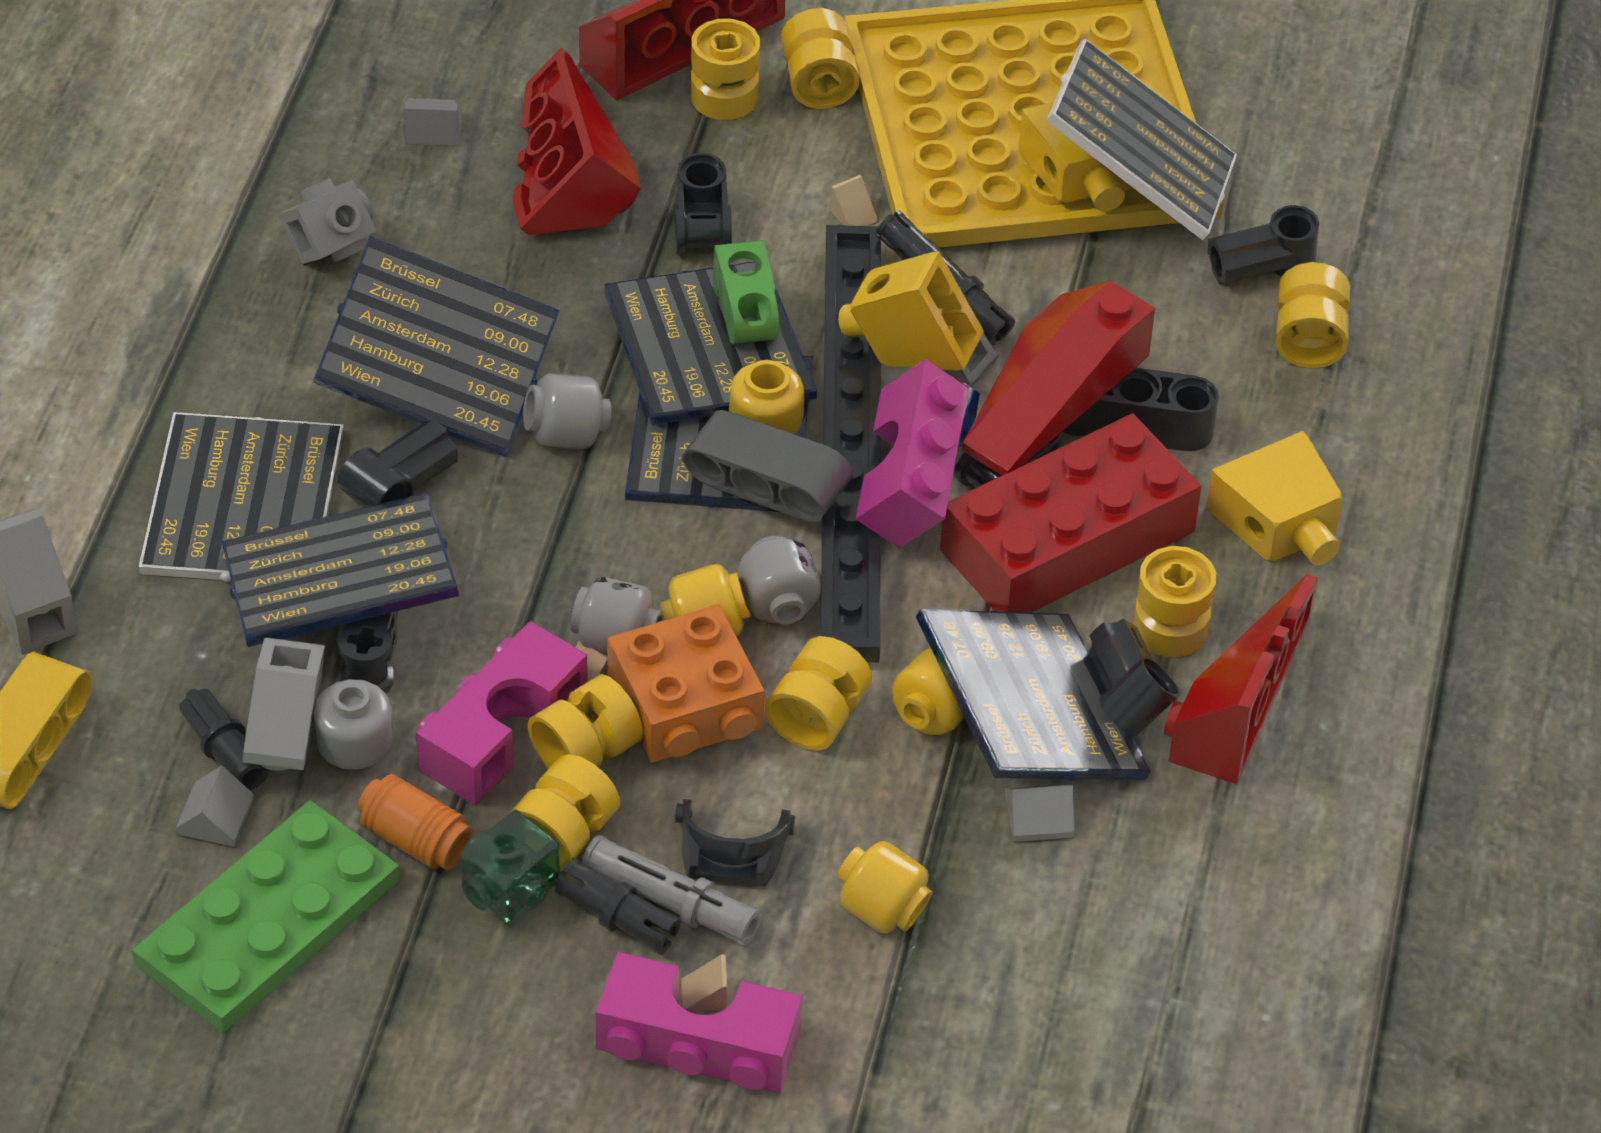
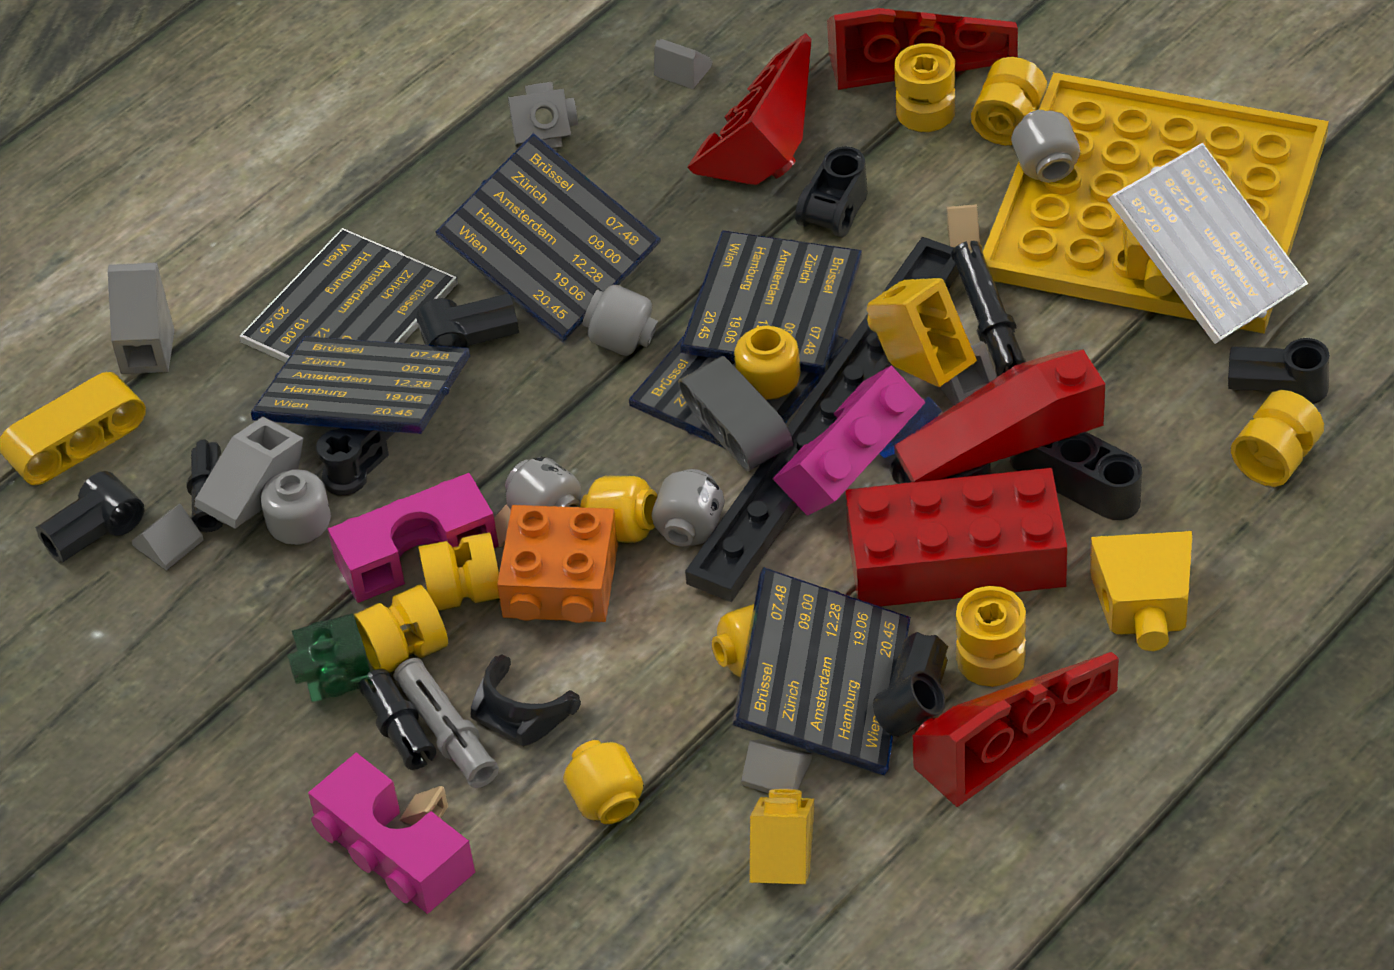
camera: 35 degrees right, 0 degrees up
(119, 808) = (101, 508): none -> black piece
(266, 915) = (150, 629): bright green plate -> none
(414, 822) = (291, 593): orange head -> none
(746, 296) = (813, 273): bright green leg -> none
(818, 693) = (661, 605): yellow wheel -> none
(901, 91) = (1045, 145): none -> light grey head
(1104, 874) = (781, 838): none -> yellow slope

